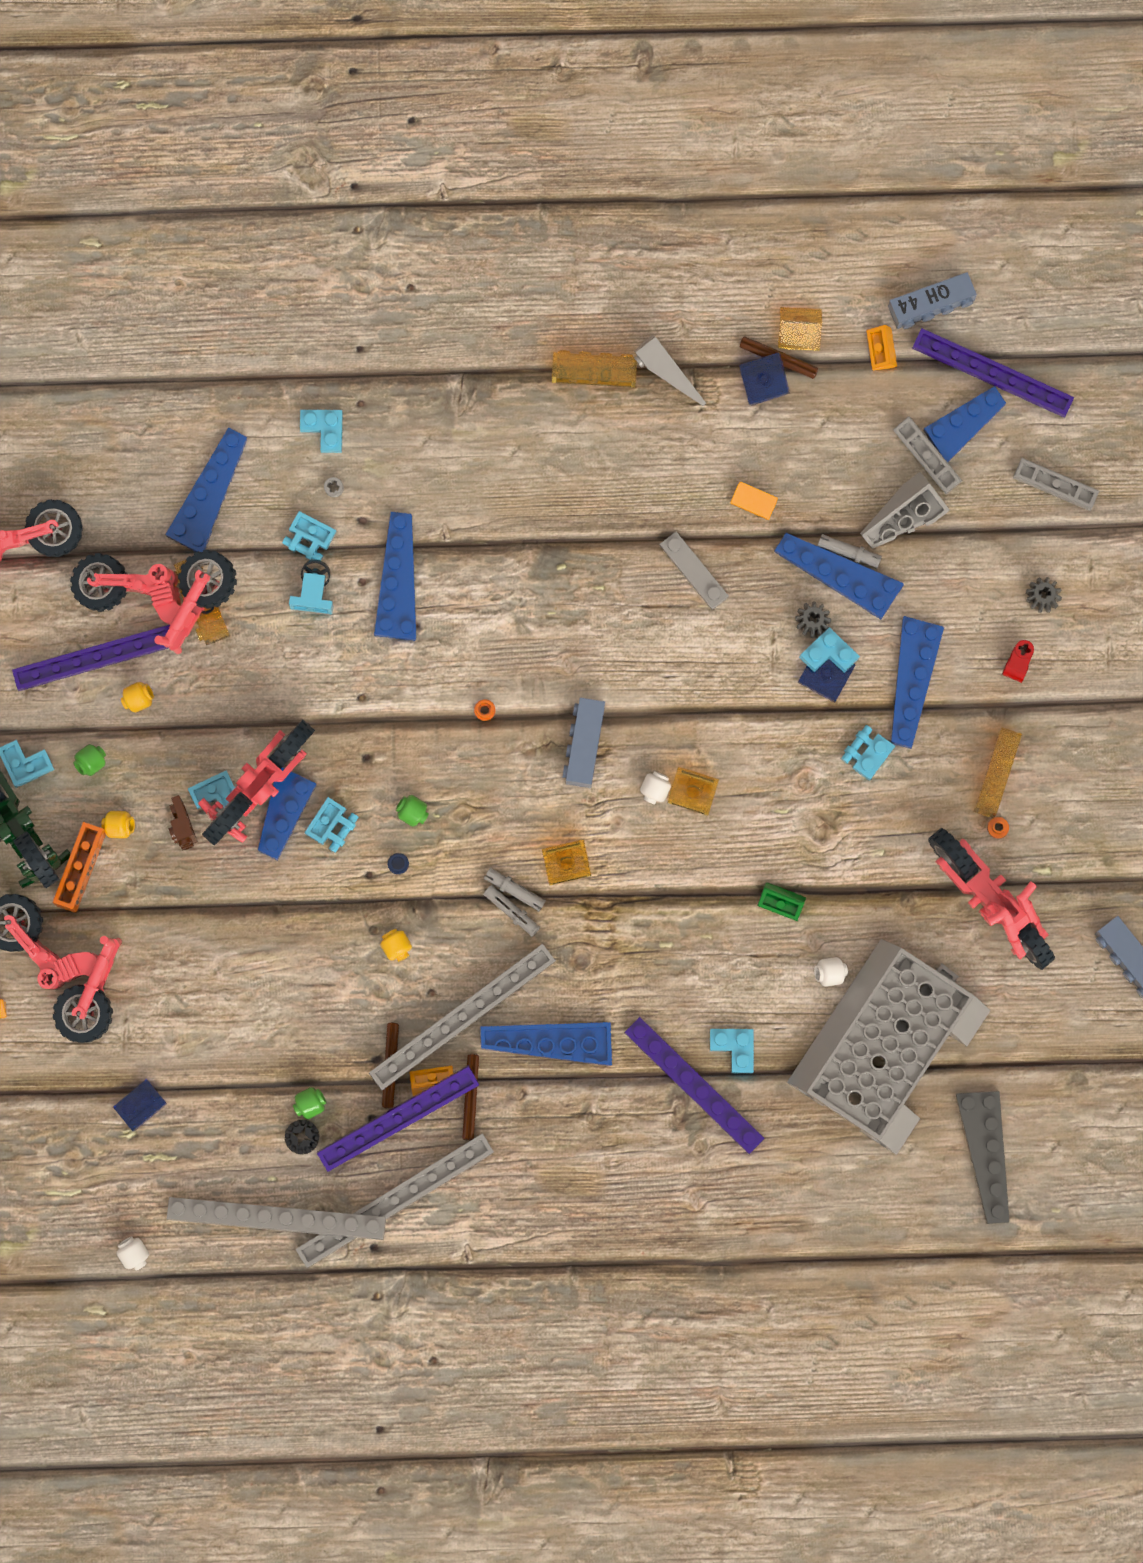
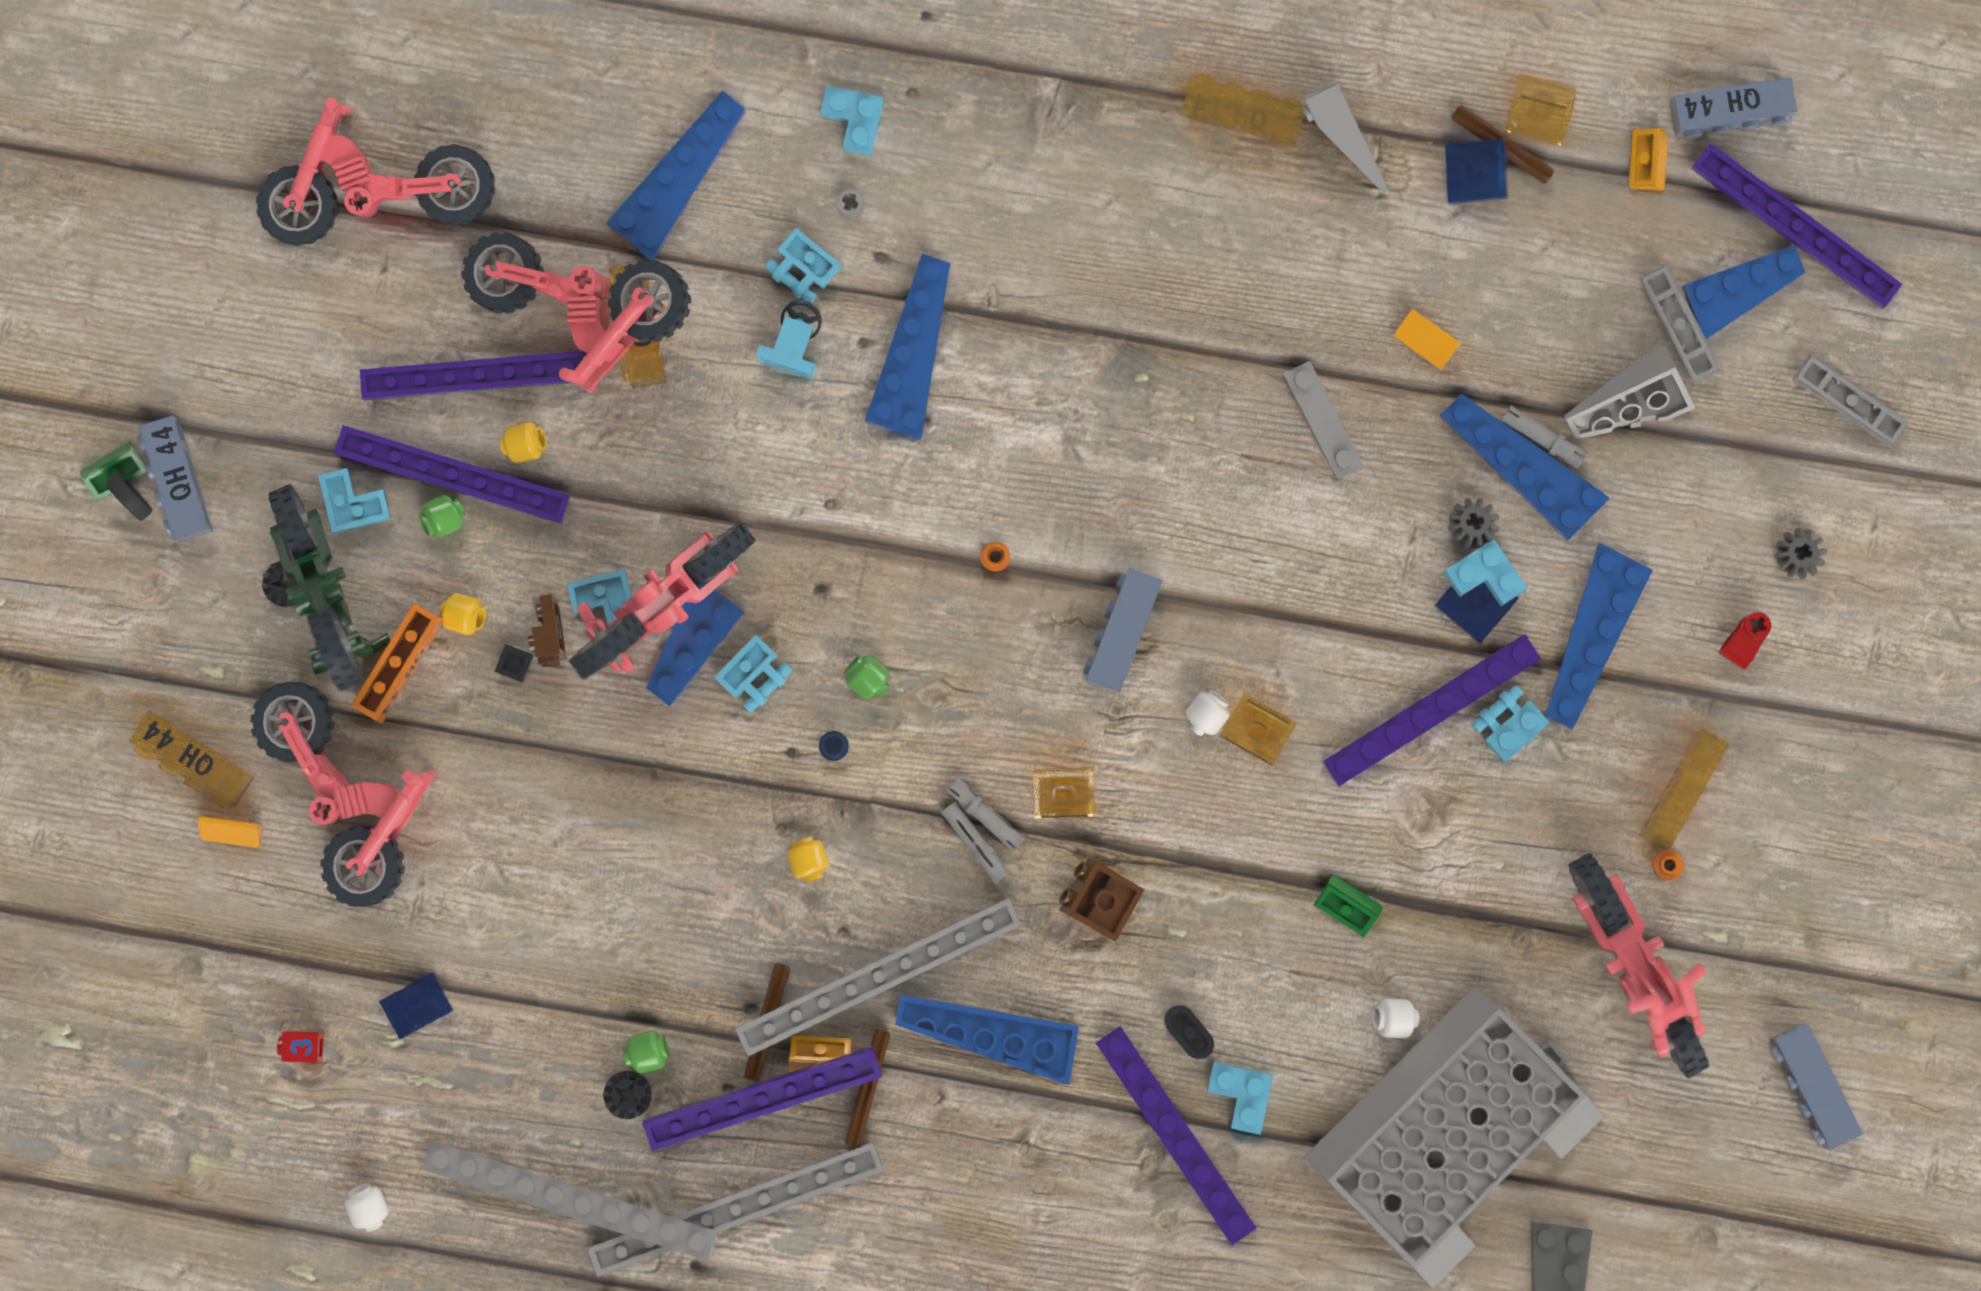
camera: 15 degrees right, 5 degrees up
(63, 1150) = (301, 1046): none -> red brick
(91, 729) = (452, 474): none -> dark purple plate
(161, 851) = (514, 663): none -> black plate
(607, 931) = (1100, 898): none -> reddish brown plate
(688, 1011) = (1189, 1032): none -> black plate
(811, 754) = (1431, 710): none -> dark purple plate

